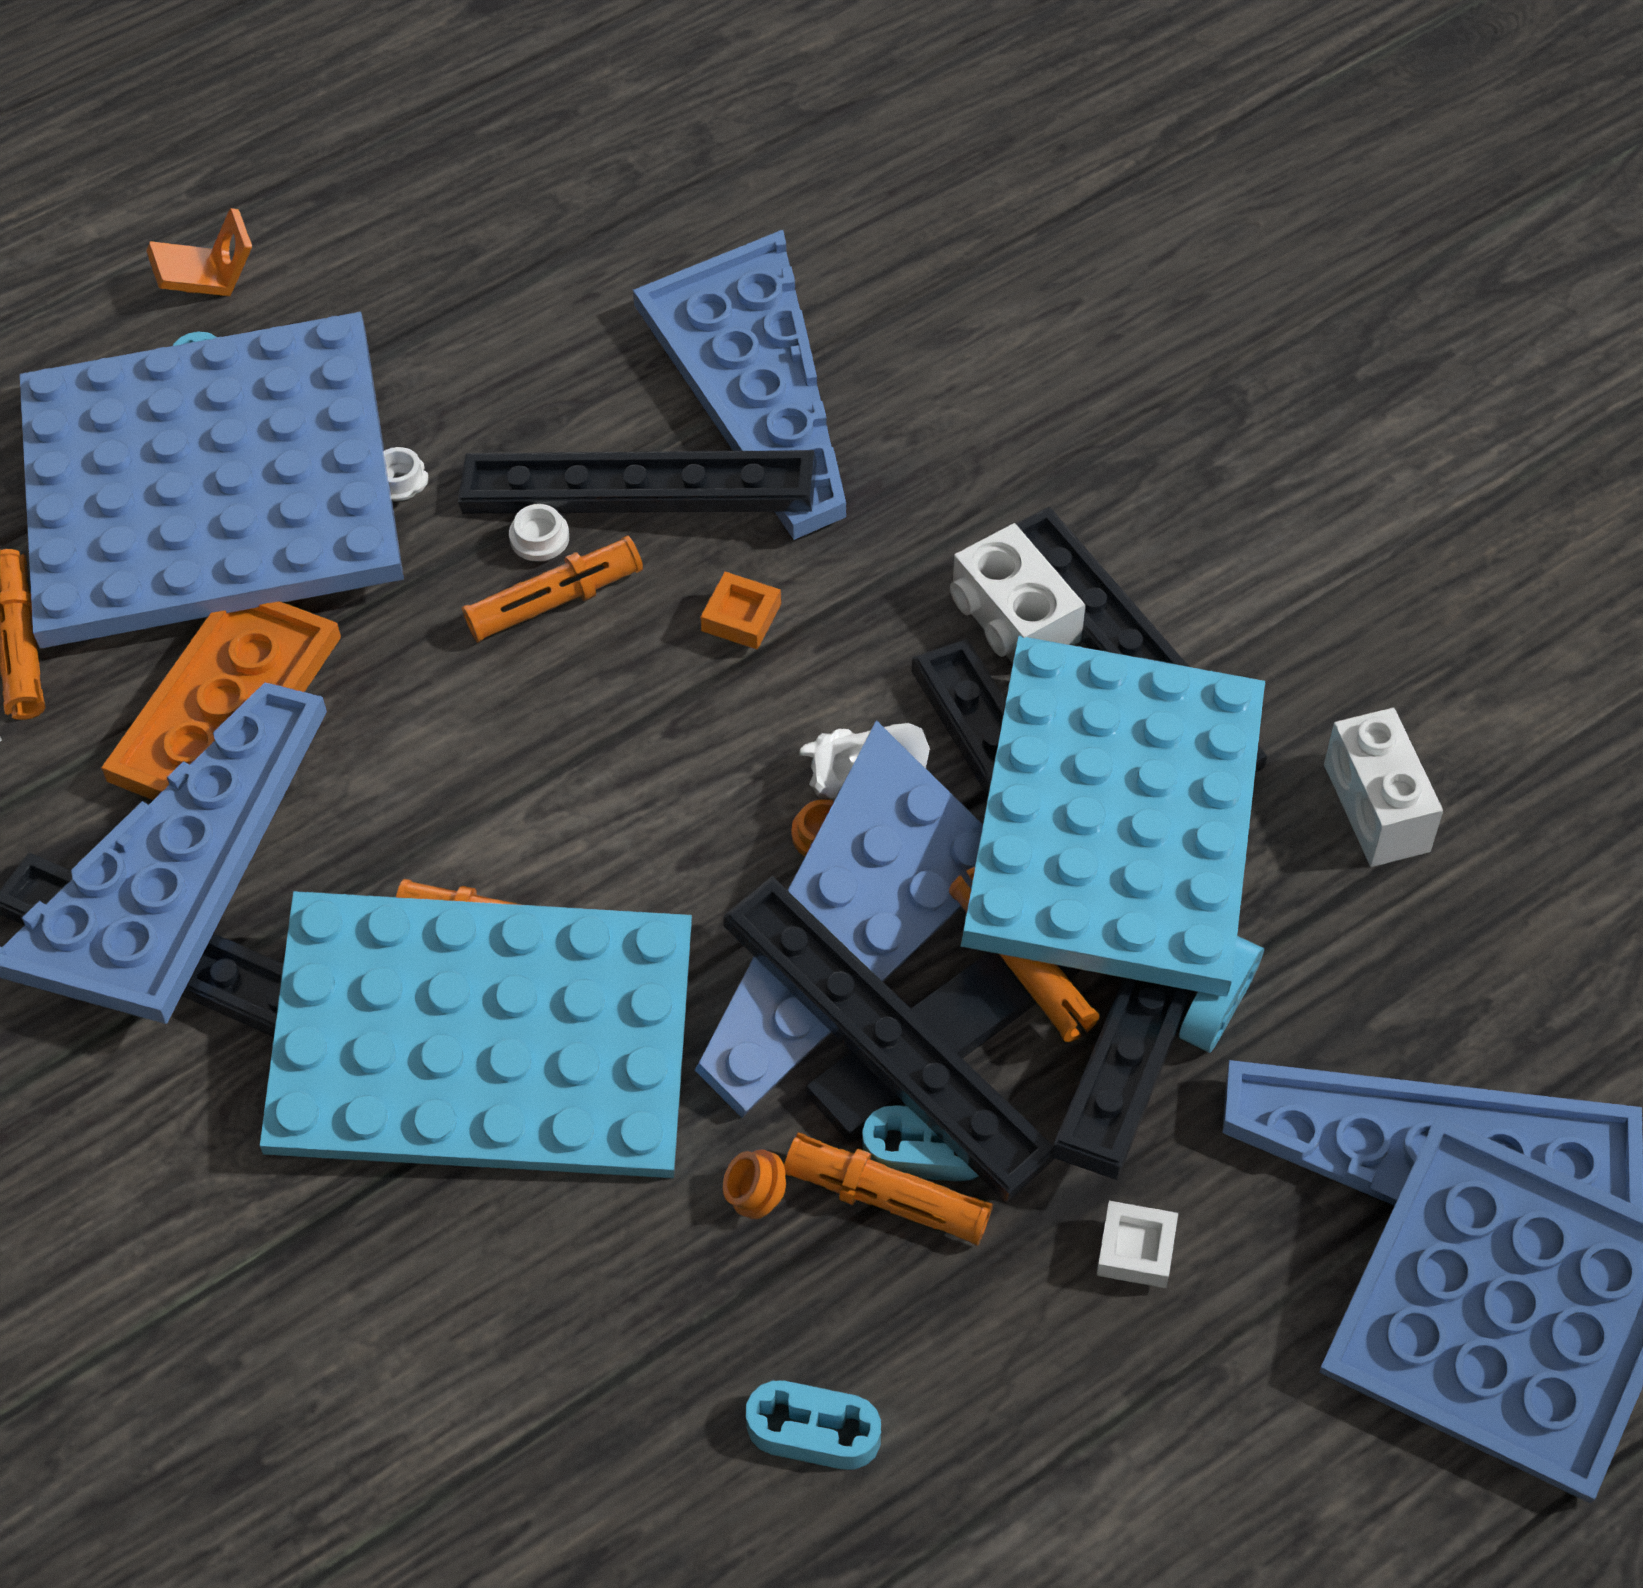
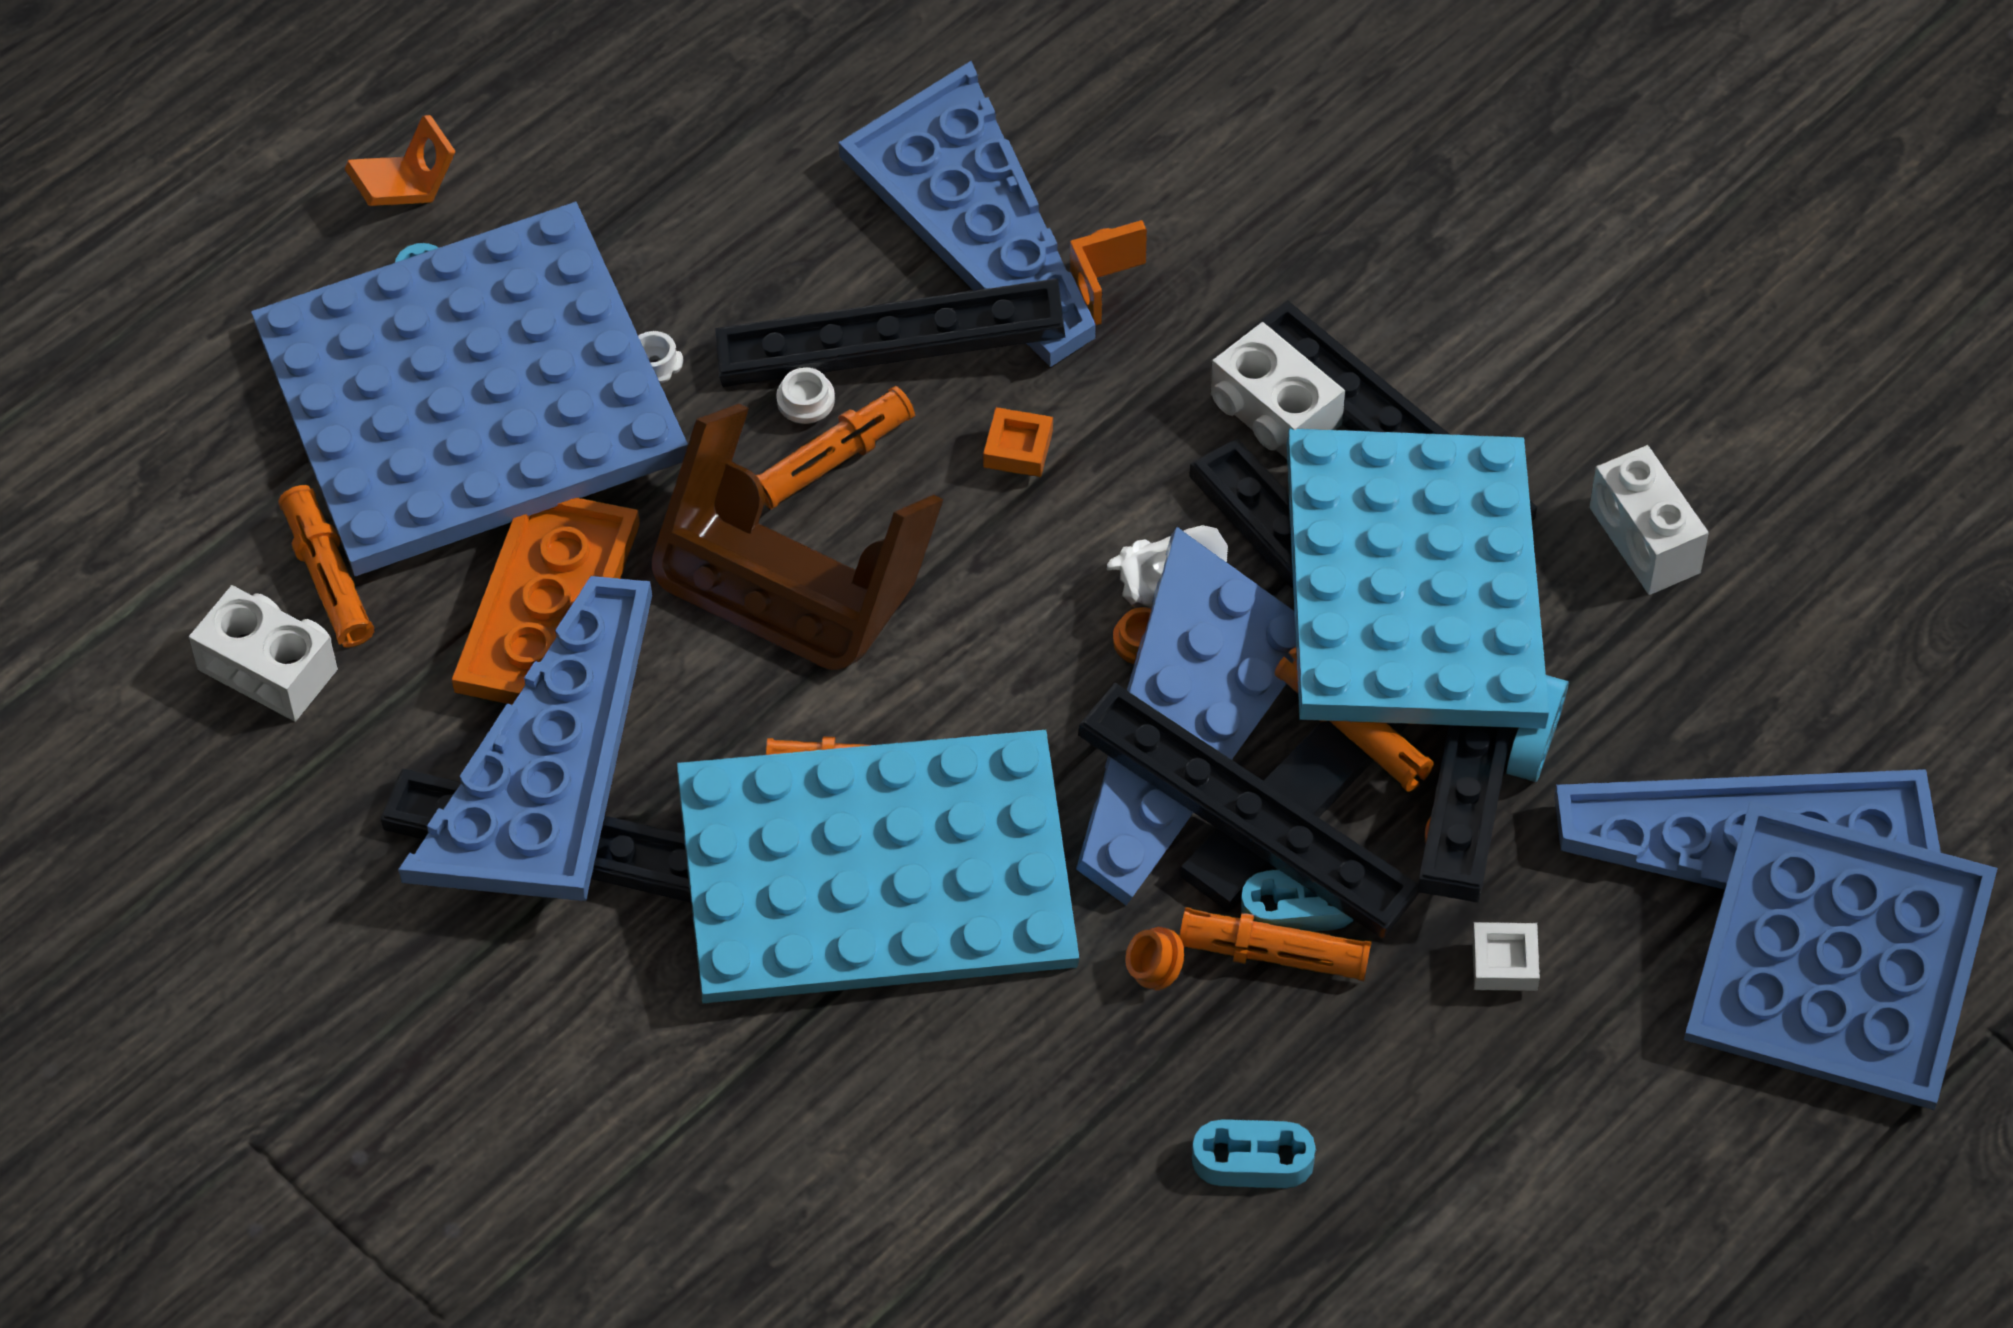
camera: 10 degrees left, 0 degrees up
(446, 712) = (766, 582): none -> reddish brown windscreen
(872, 435) = (1105, 254): none -> orange bracket

